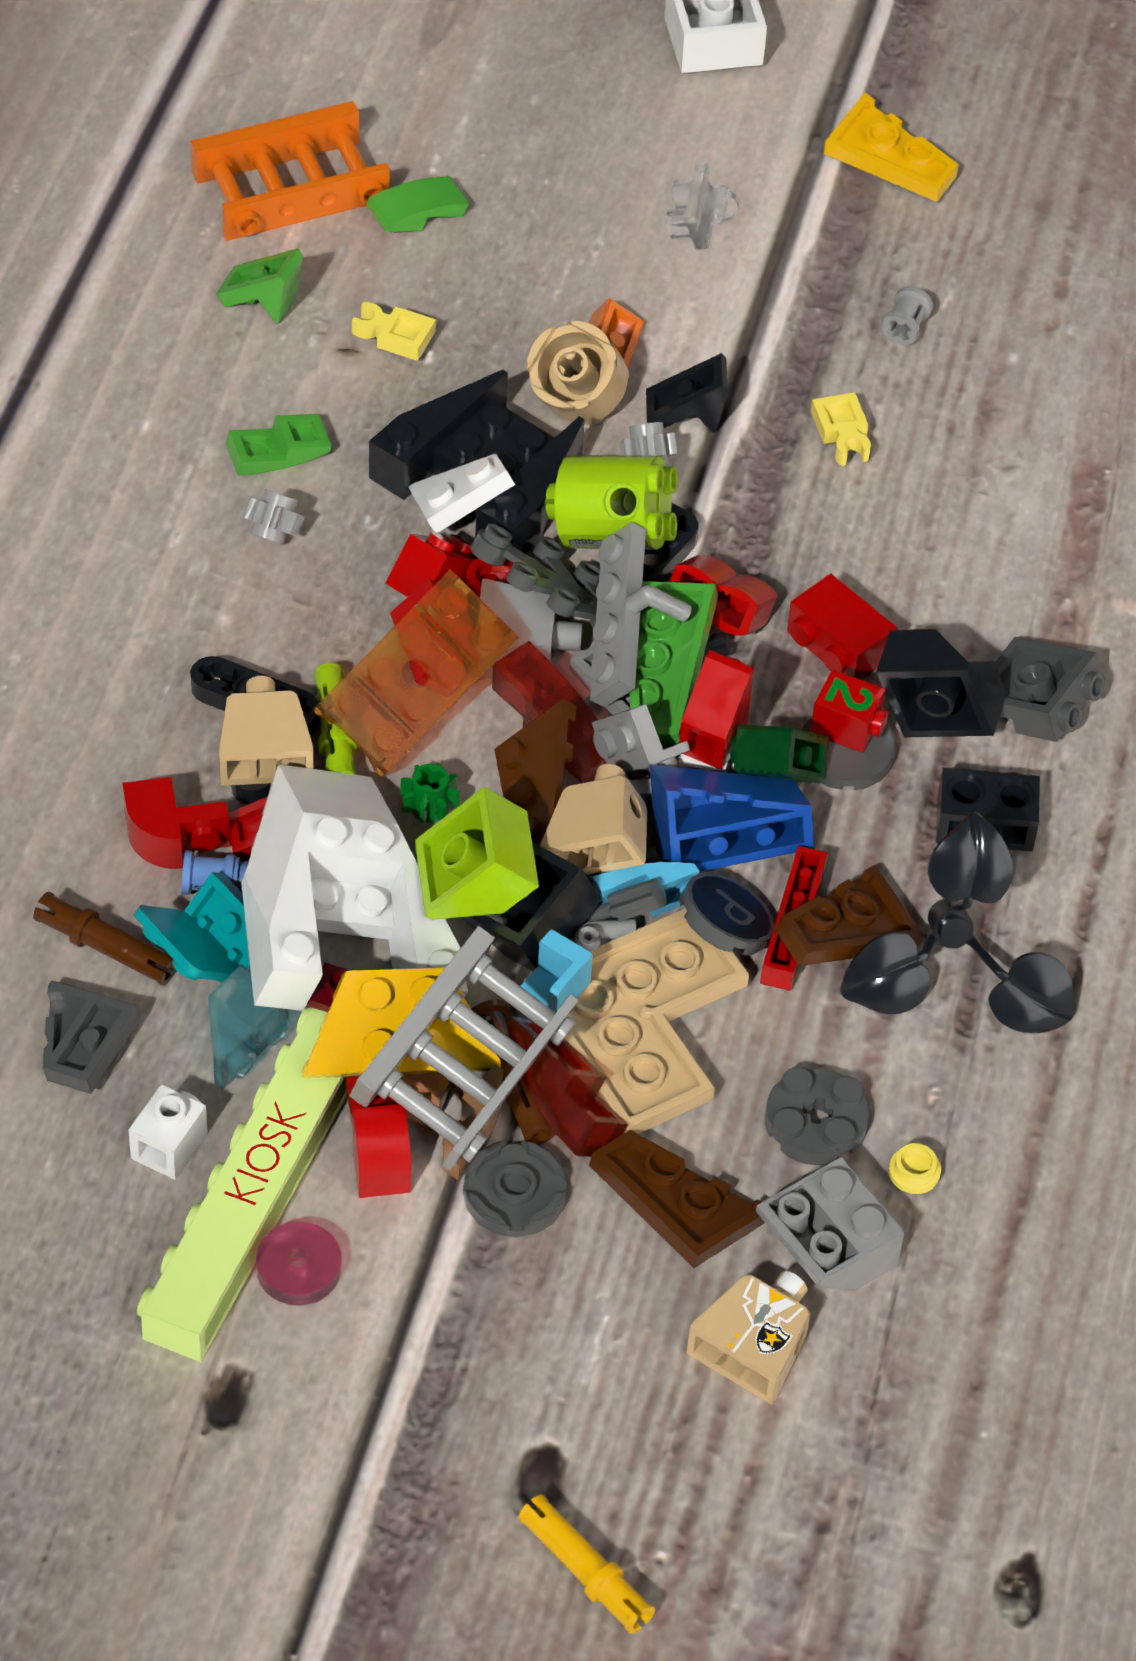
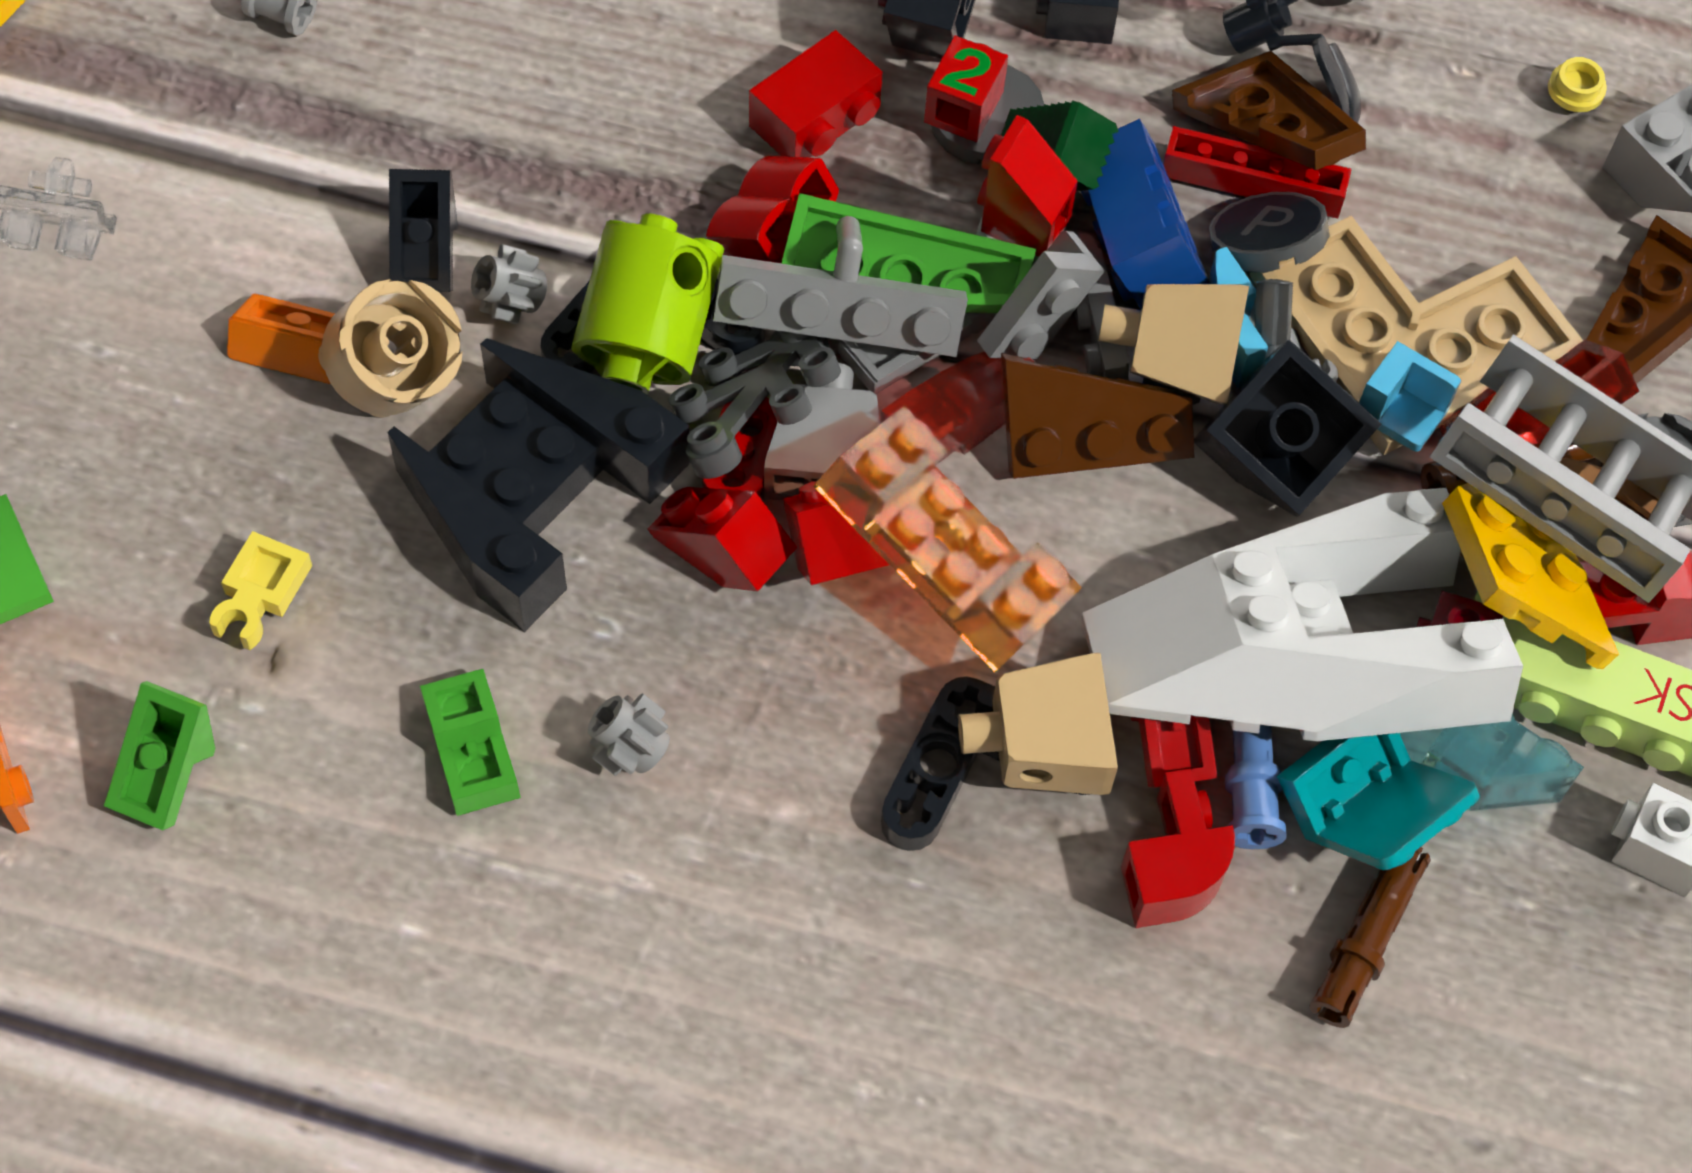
camera: 90 degrees left, 10 degrees up
(83, 1035) = (1530, 953): dark grey wing -> none
(333, 743) = (915, 668): lime pin -> none
(429, 792) = (1103, 545): green gear -> none
(460, 490) = (606, 492): white wing -> none
(477, 859) = (1285, 456): lime slope -> none
(822, 1090) = (1524, 144): dark grey plate -> none
(843, 422) = (462, 82): light yellow plate -> none

